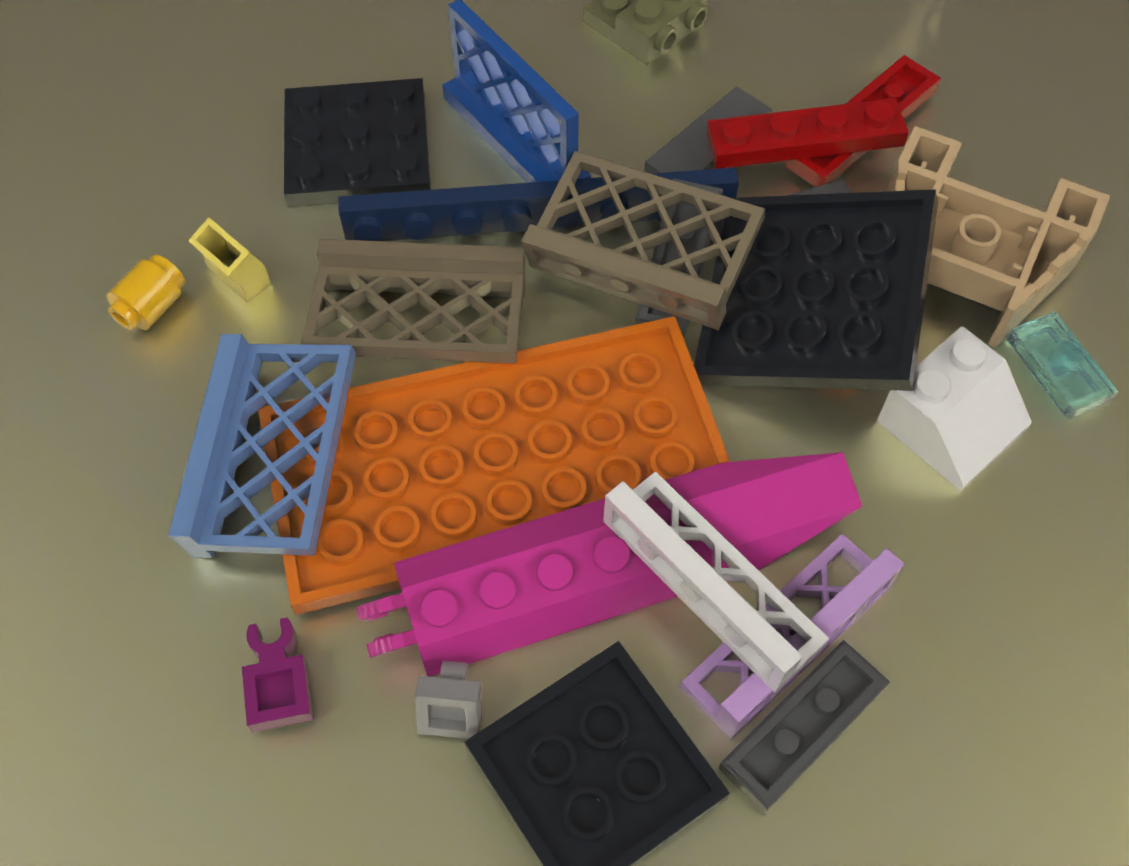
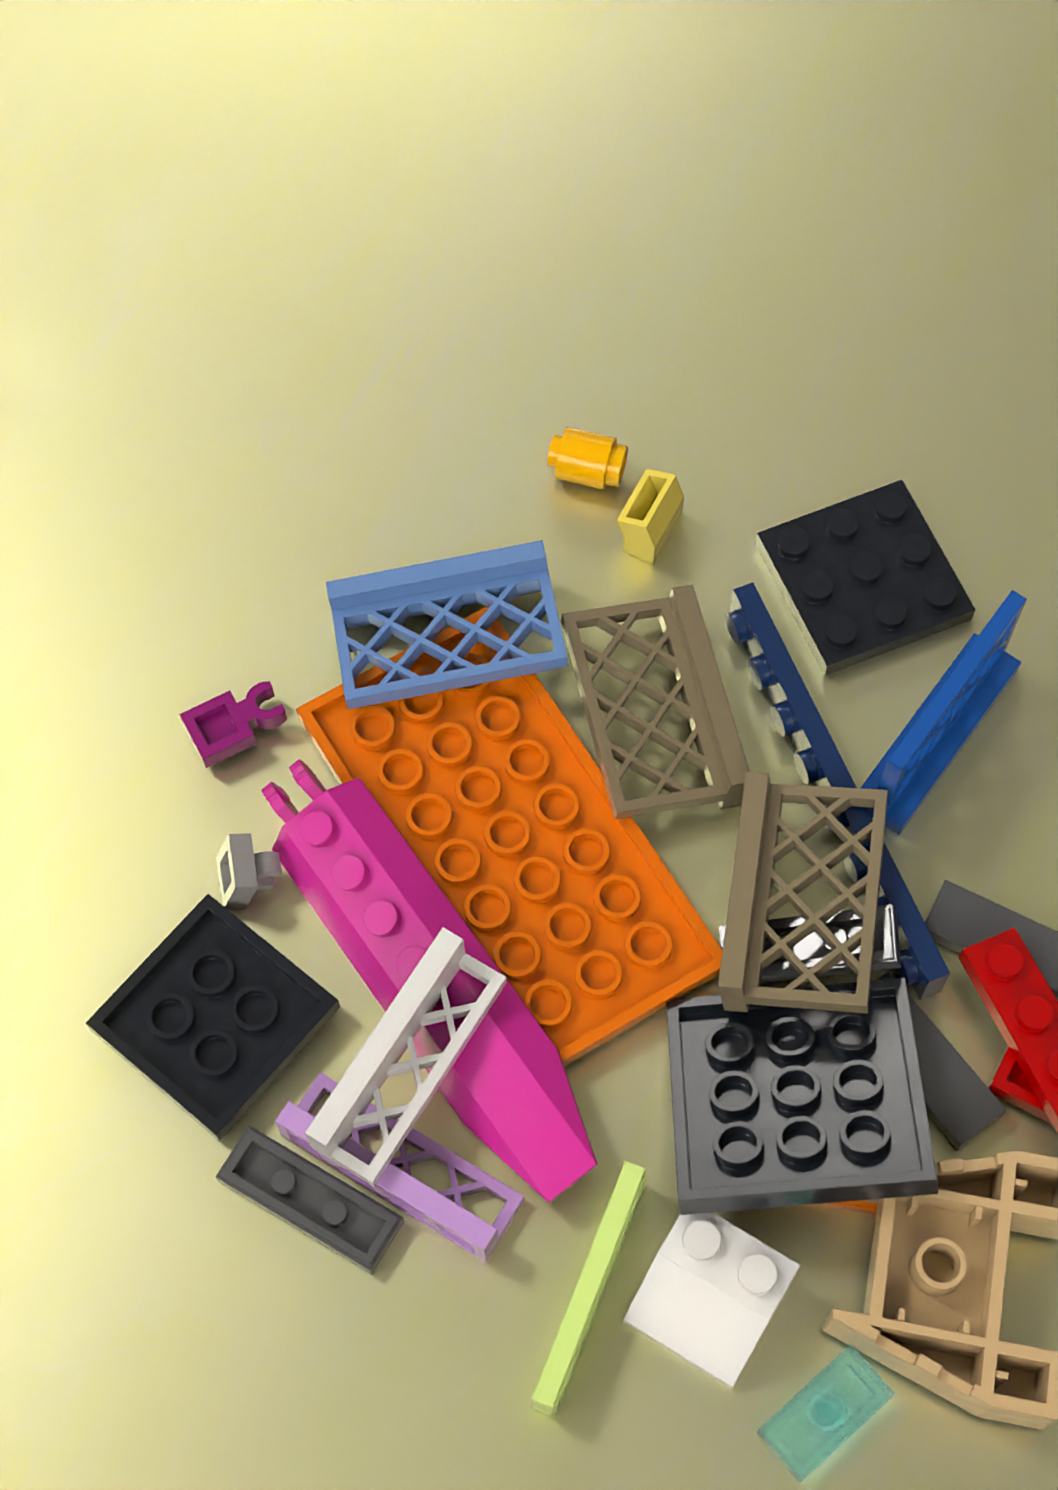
camera: 75 degrees right, 5 degrees up
(944, 500) = (589, 1289): none -> yellowish green tile

